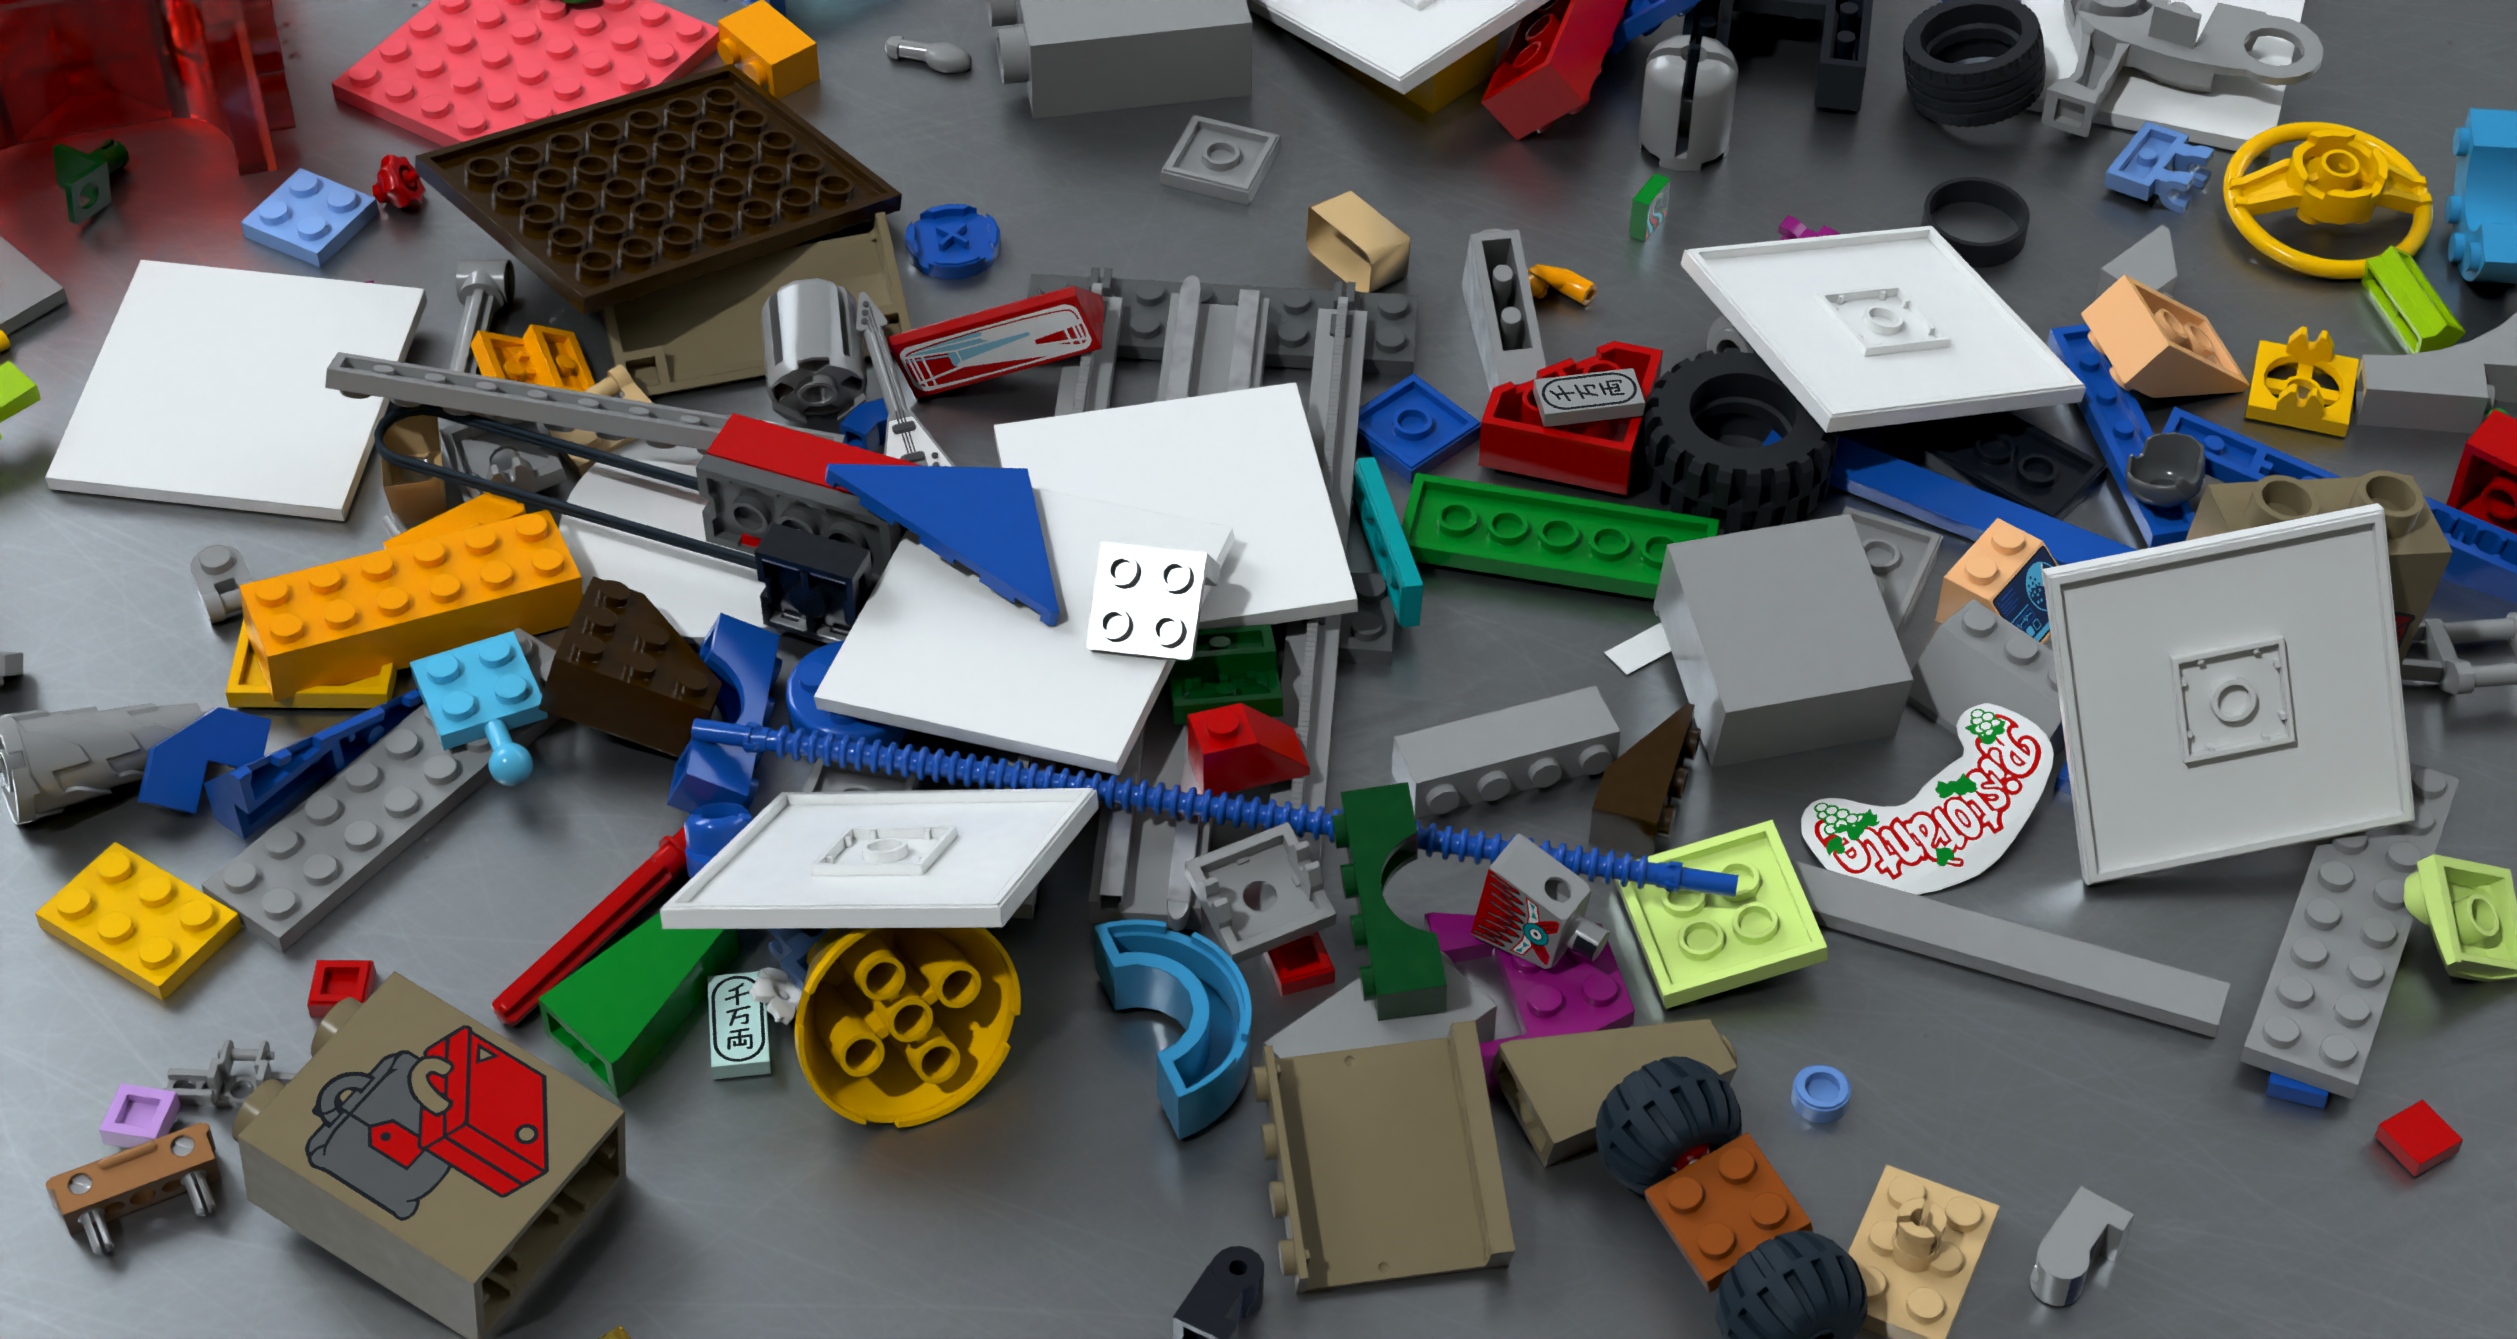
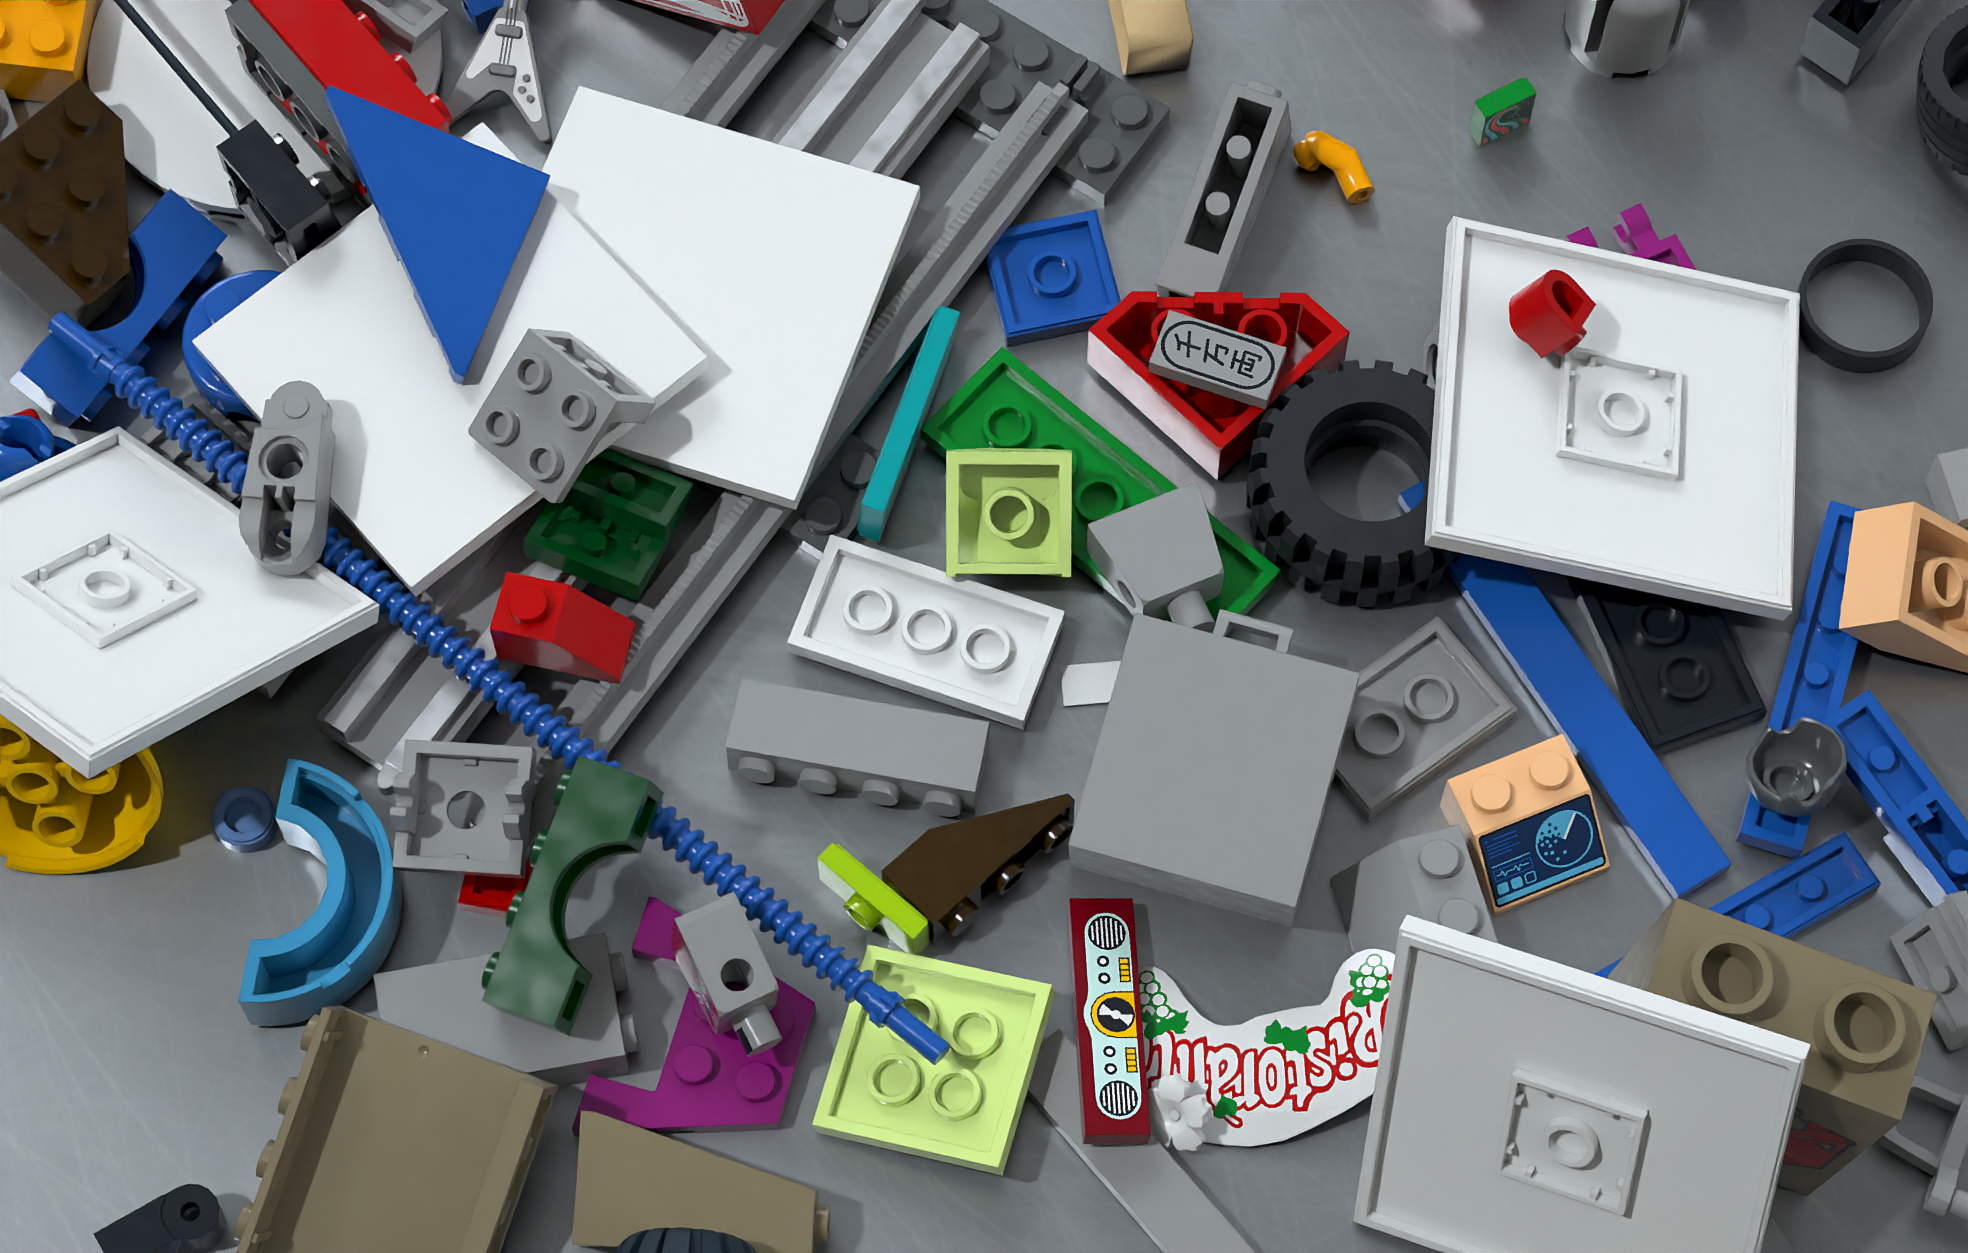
camera: 30 degrees right, 20 degrees up
(974, 732) = (292, 429): none -> light grey piece
(1069, 1009) = (244, 819): none -> medium blue tile
(1494, 663) = (926, 631): none -> white plate
(1509, 553) = (1008, 511): none -> yellowish green slope
(1594, 832) = (872, 901): none -> lime plate
(1631, 533) = (1161, 557): none -> light grey torso
(1800, 271) = (1550, 313): none -> red plate
(1823, 836) = (1108, 1021): none -> tile
(1917, 867) = (1175, 1115): none -> white plant

